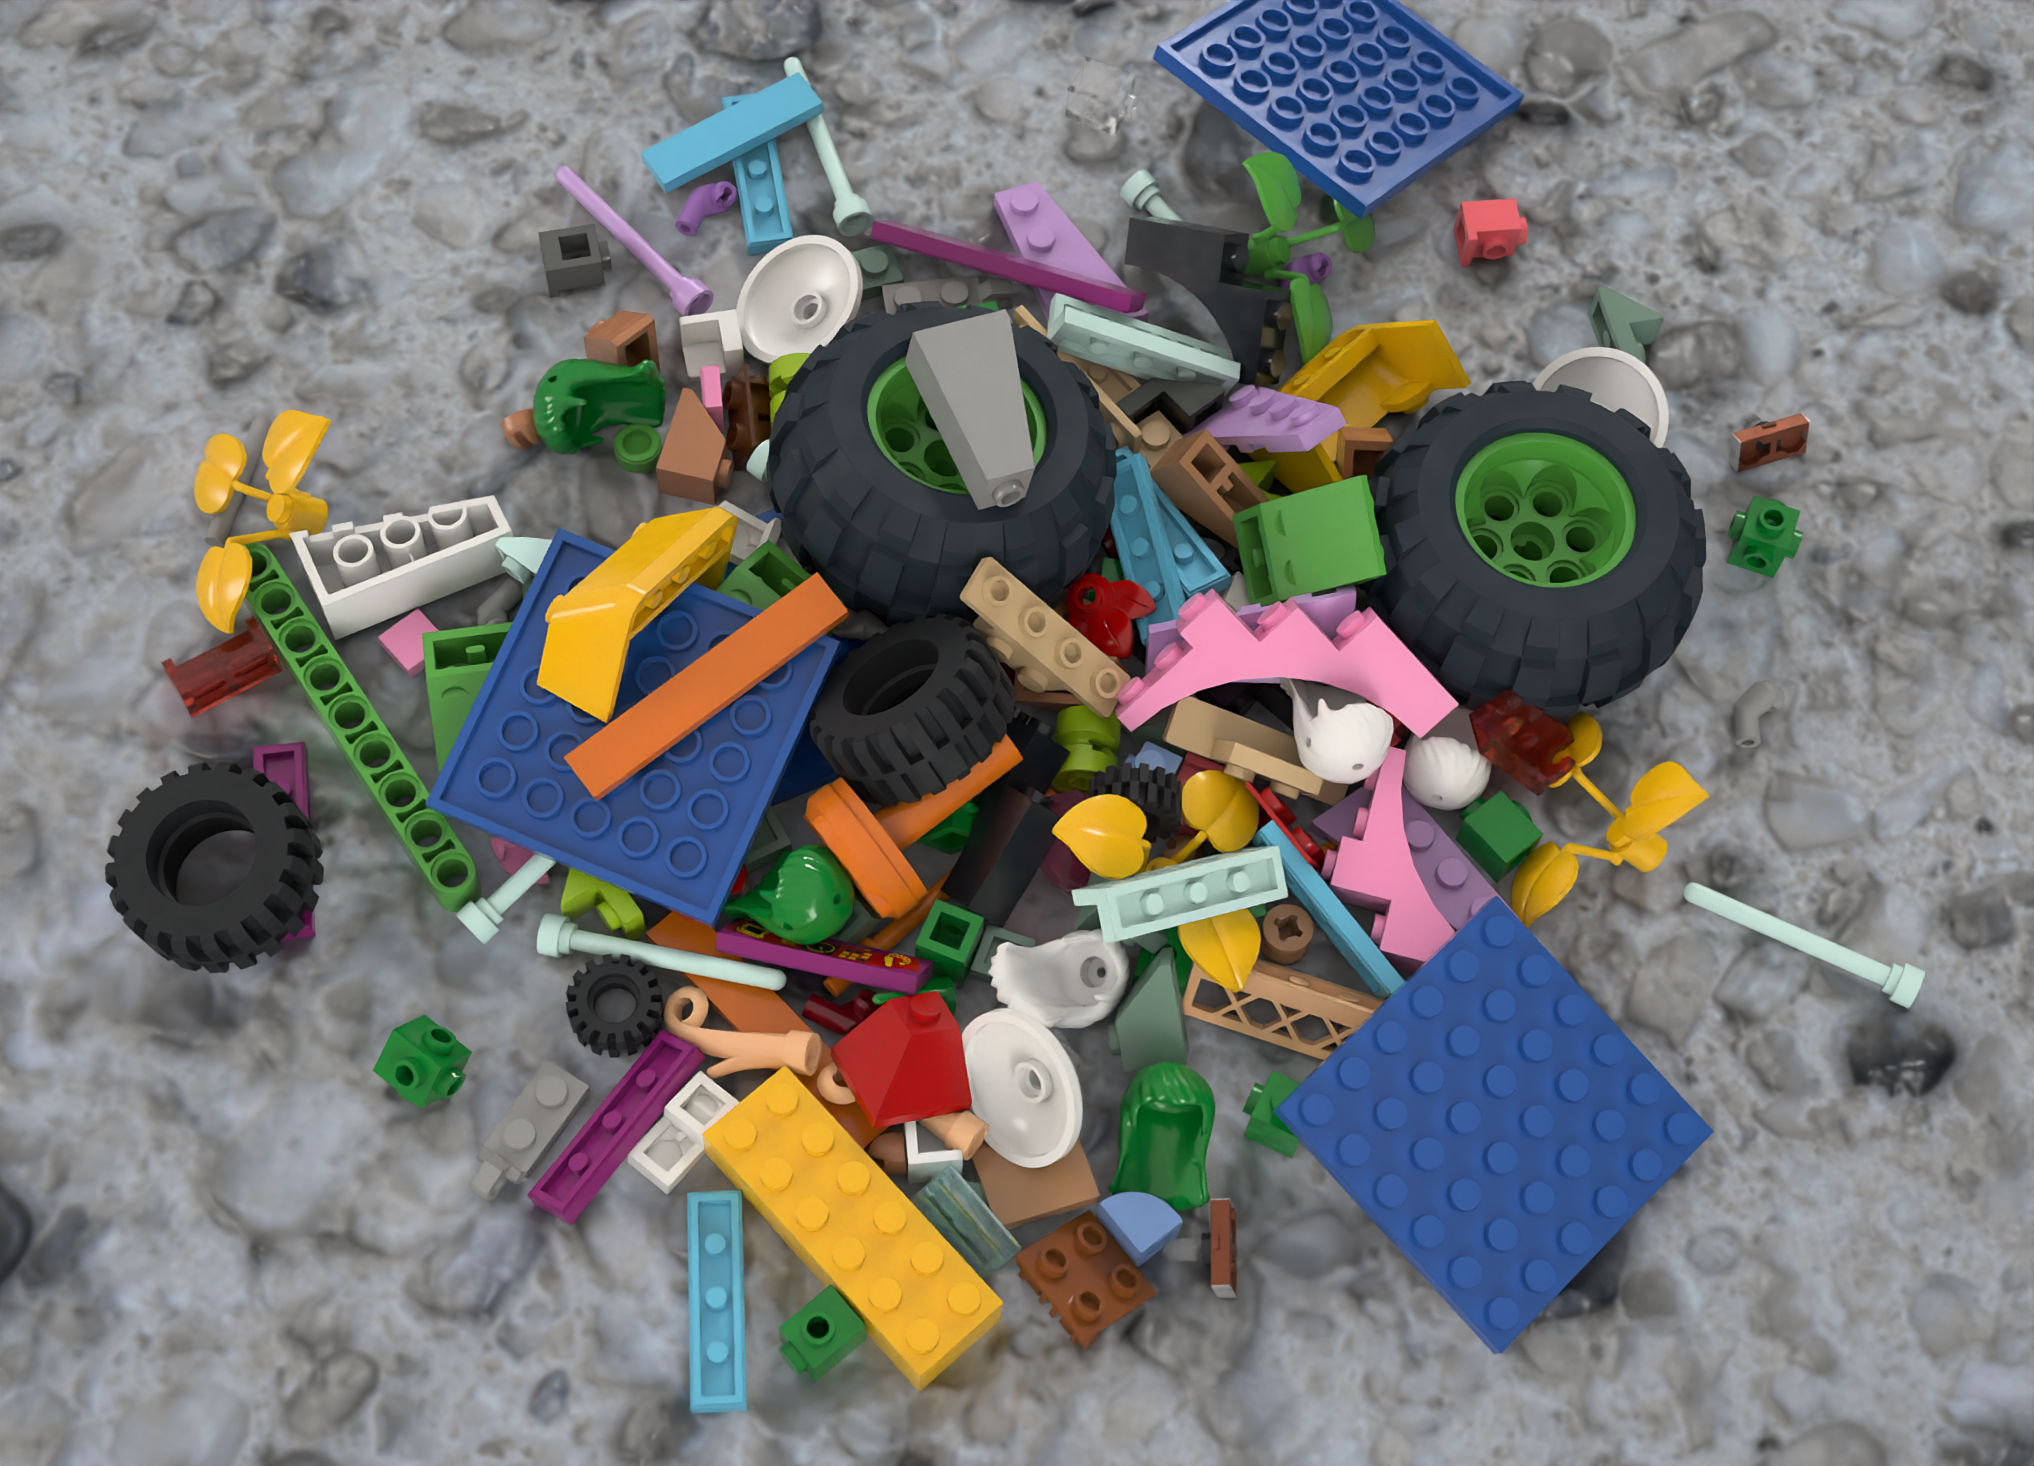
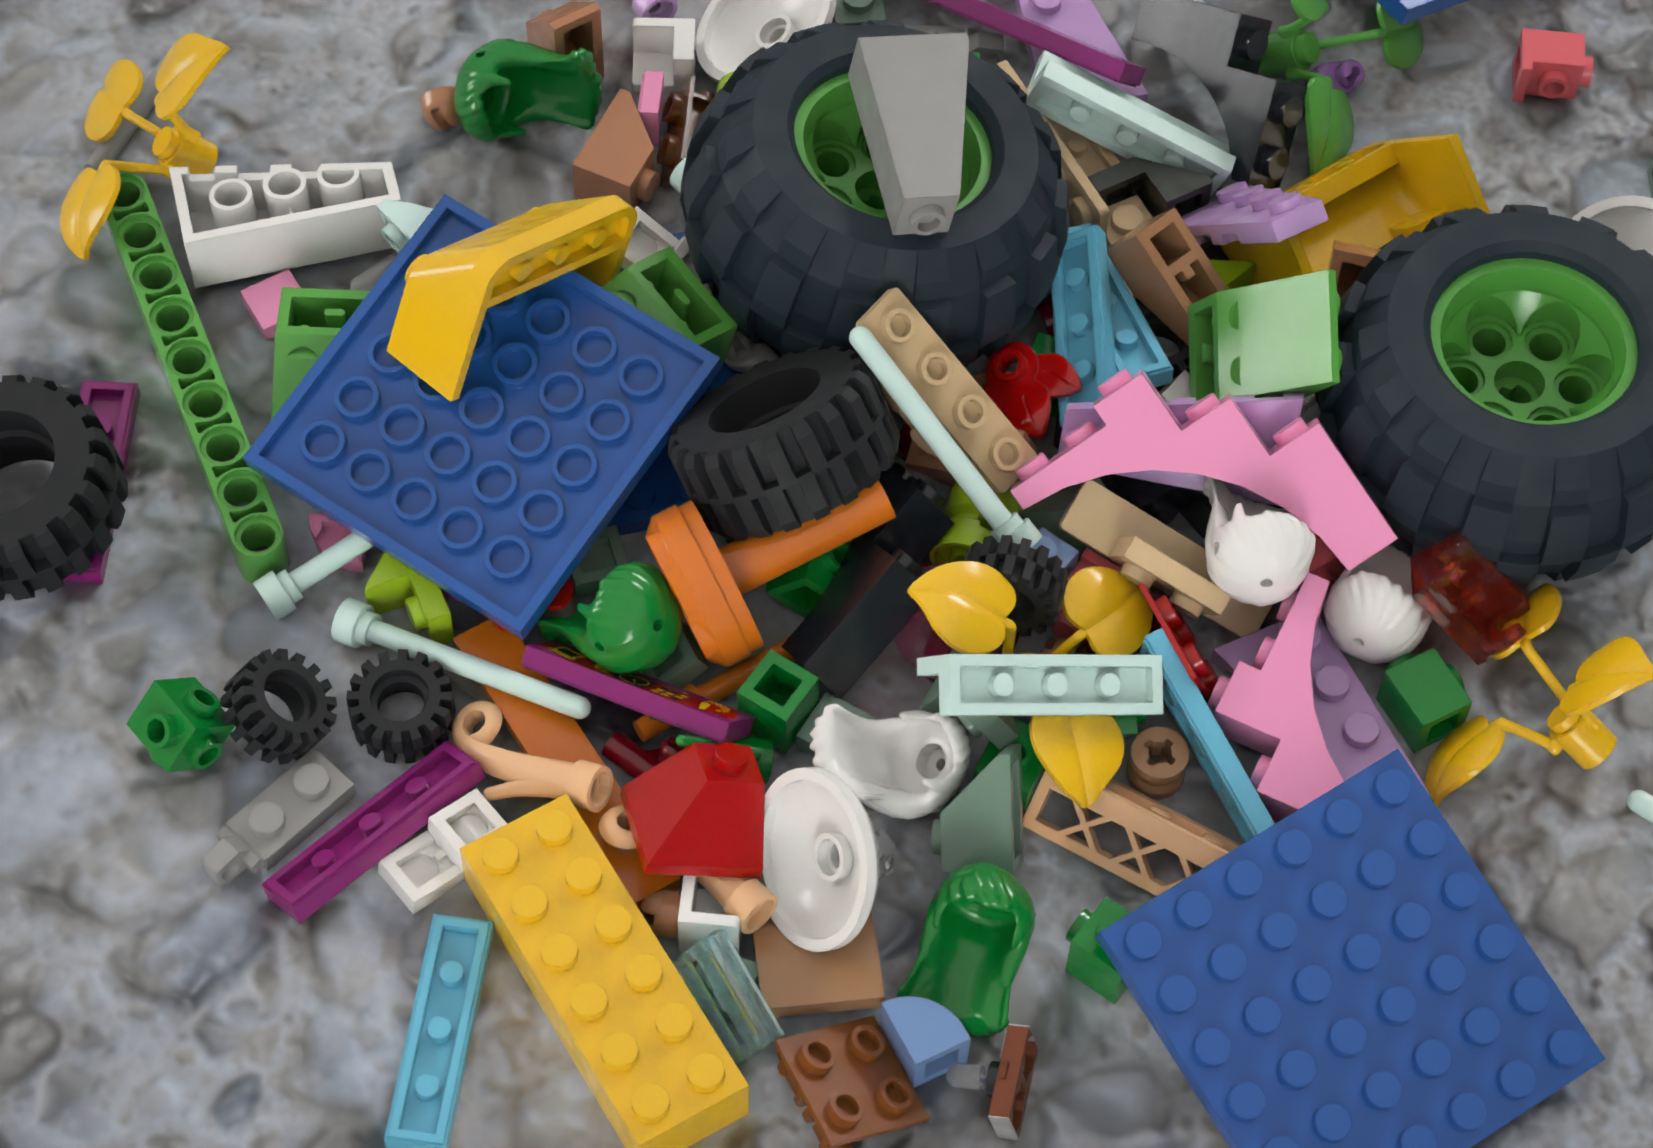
camera: 15 degrees right, 5 degrees down
(224, 669) = (72, 299): clear red hinge -> none
(491, 1045) = (261, 724): none -> black tyre
(637, 448) = (558, 146): bright green tile -> none
(706, 686) = (566, 380): orange tile -> none
(821, 1334) = (543, 1087): green brick -> none
(1118, 749) = (941, 441): none -> light aqua piece

